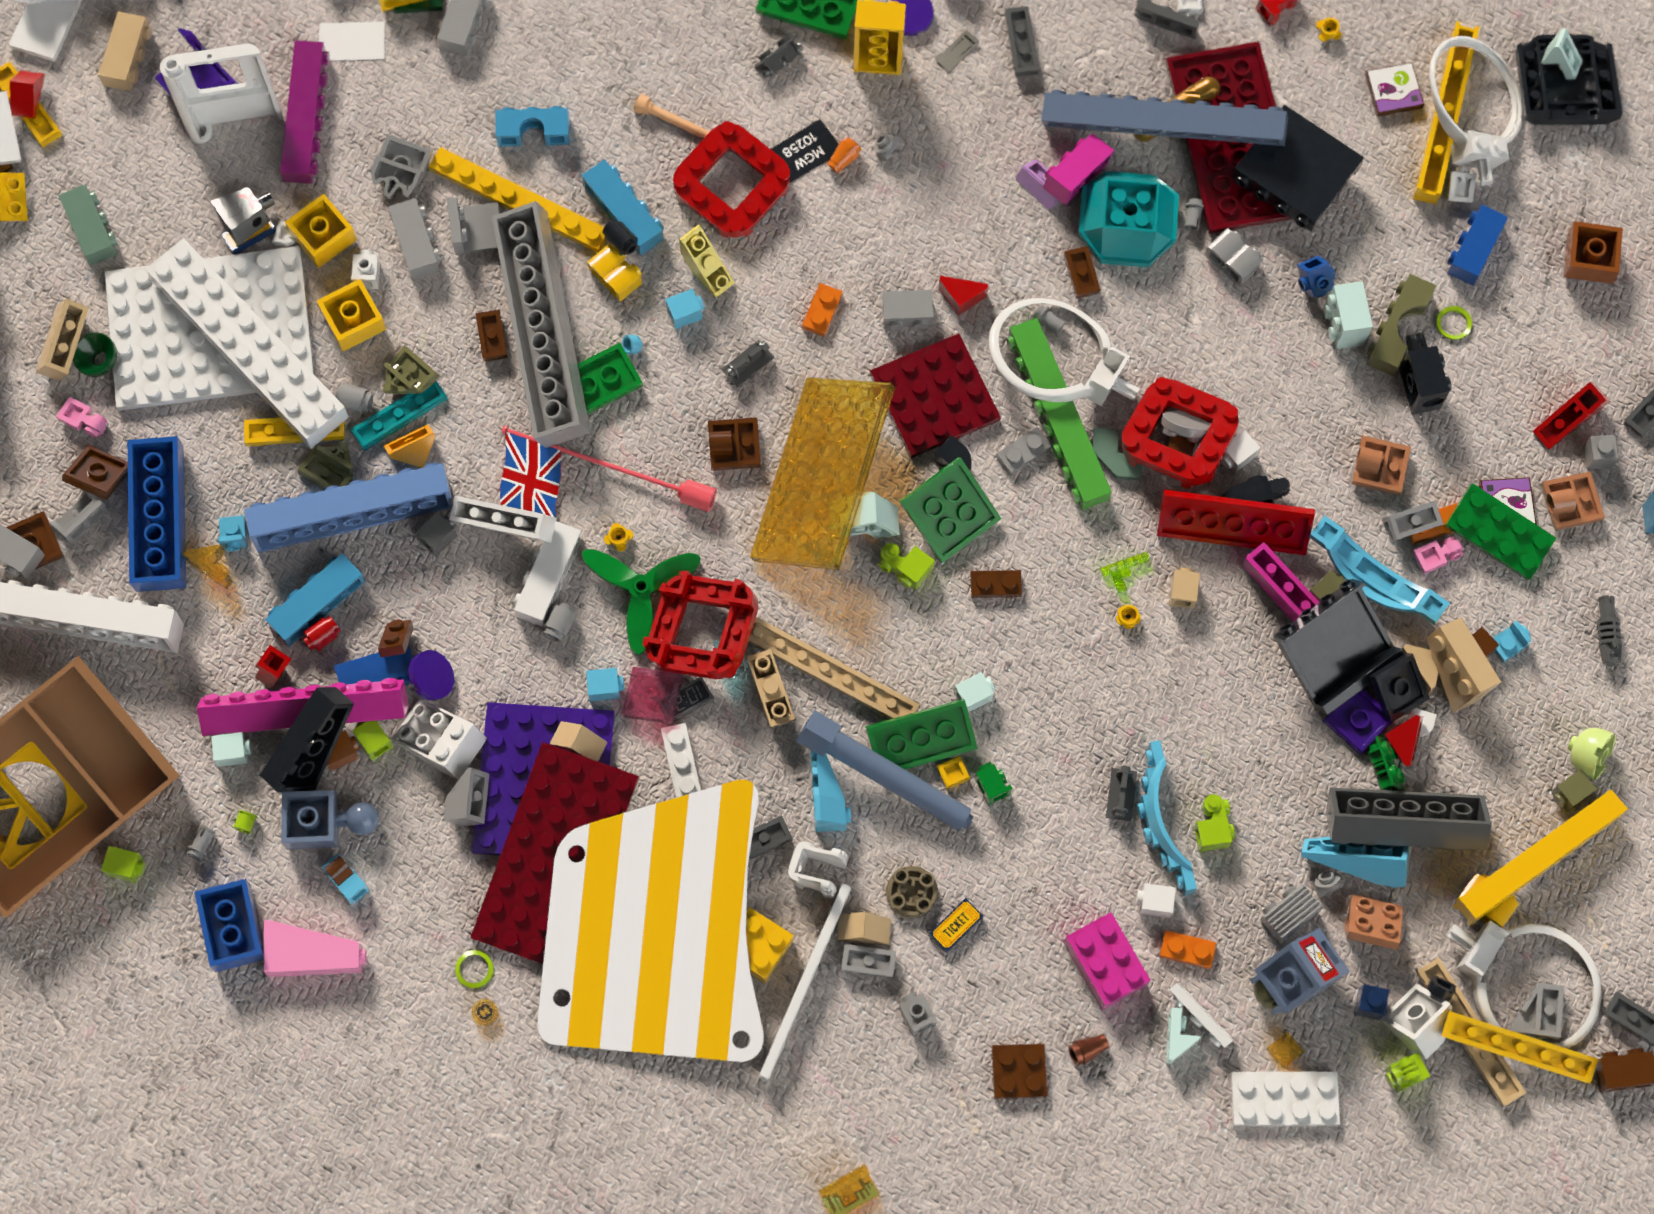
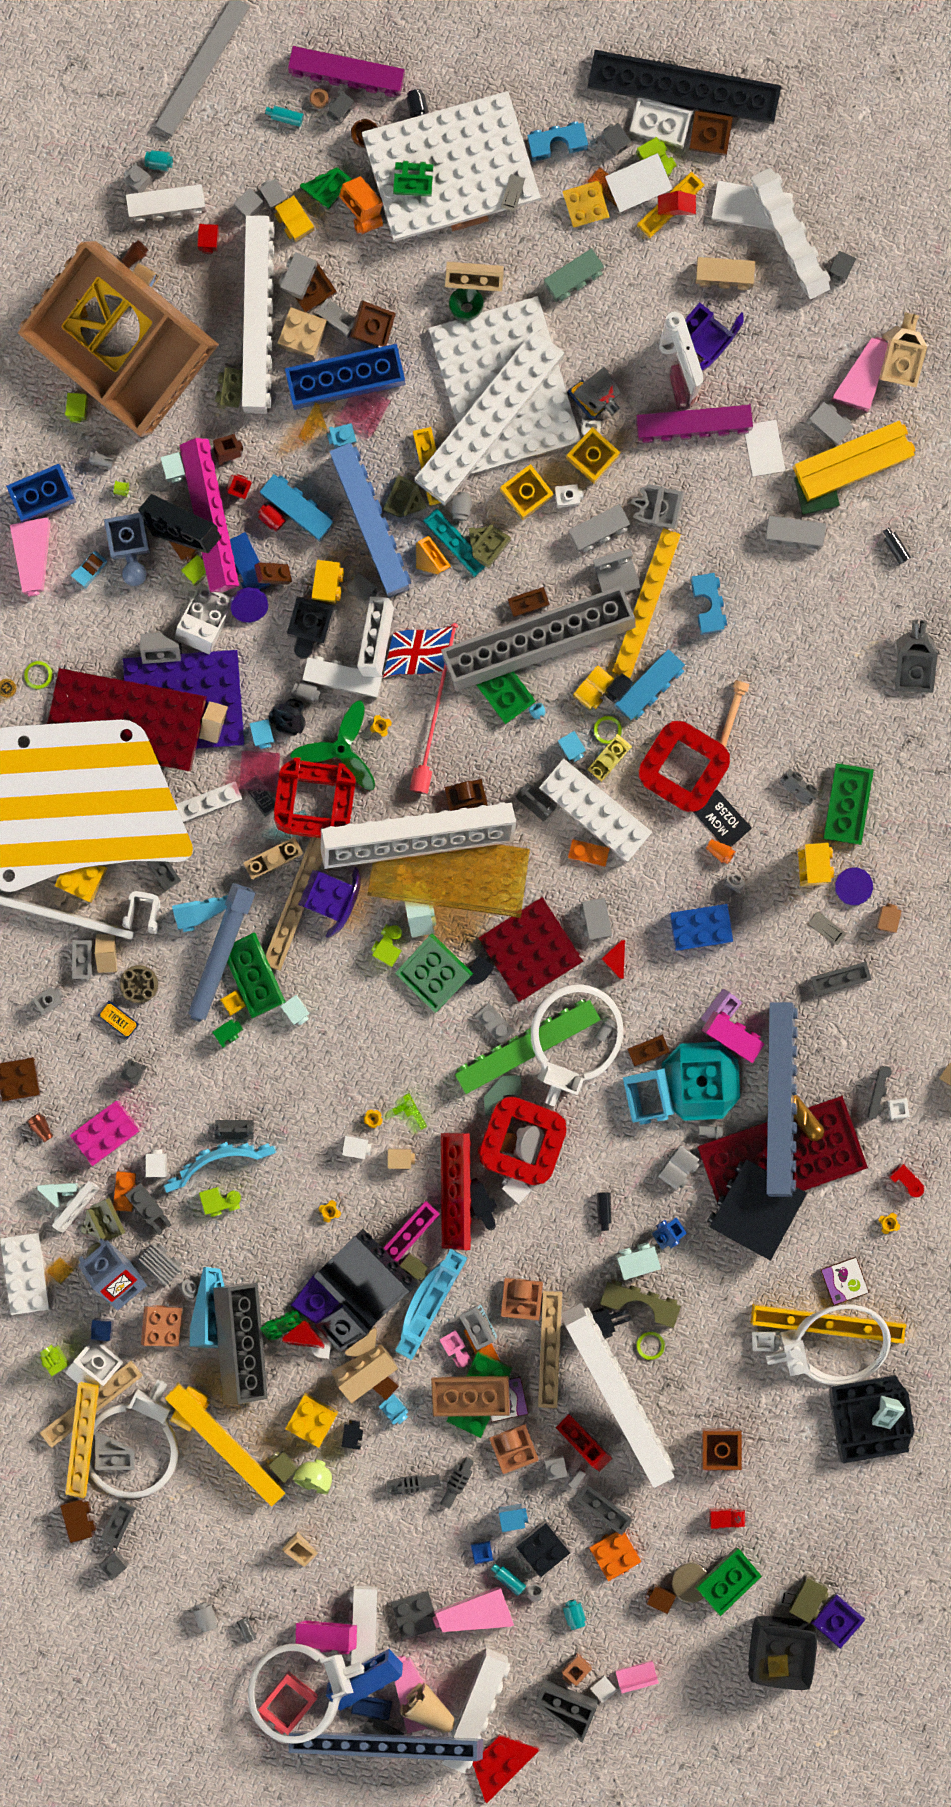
camera: 80 degrees right, 15 degrees up
(78, 414) = (417, 299): bright pink plate -> none
(89, 560) = (302, 333): none -> tan brick
(140, 662) = (229, 389): none -> olive bracket
(207, 500) = (365, 411): none -> clear pink tile
(219, 676) = (227, 448): none -> copper brick
(255, 119) = (678, 387): none -> clear pink tile
(420, 571) = (326, 582): none -> yellow brick
(472, 603) = (310, 625): none -> black brick
(589, 646) = (288, 719): none -> black tile
(669, 253) = (602, 719): none -> lime piece
(769, 499) = (417, 835): none -> white brick
(770, 291) = (595, 810): none -> white brick
(833, 624) = (331, 897): none -> dark purple piece
(936, 188) = (701, 927): none -> blue brick
(996, 584) = (385, 1015): reddish brown plate -> none
(1029, 913) = (133, 1072): none -> dark grey brick
(1115, 275) = (634, 1100): none -> medium azure window
(1163, 641) = (356, 1147): none -> white brick
(1212, 920) = (146, 1206): none -> dark grey hinge
(1225, 982) = (102, 1221): none -> olive slope
(1247, 681) = (330, 1206): none -> yellow plate
(1277, 352) = (604, 1210): none -> black cylinder
(1441, 988) = (116, 1378): black tile -> none
(1450, 440) = (550, 1349): none -> tan plate
(1476, 244) = (717, 1357): blue brick -> none
(1502, 538) = (470, 1396): none -> medium nougat tile
(1516, 745) = (311, 1420): none -> yellow brick
(1517, 351) = (618, 1394): none -> white brick
(1539, 698) = (352, 1434): none -> black brick
(1609, 575) = (457, 1482): none -> dark grey hinge
(1616, 427) = (577, 1478): none -> light grey tile

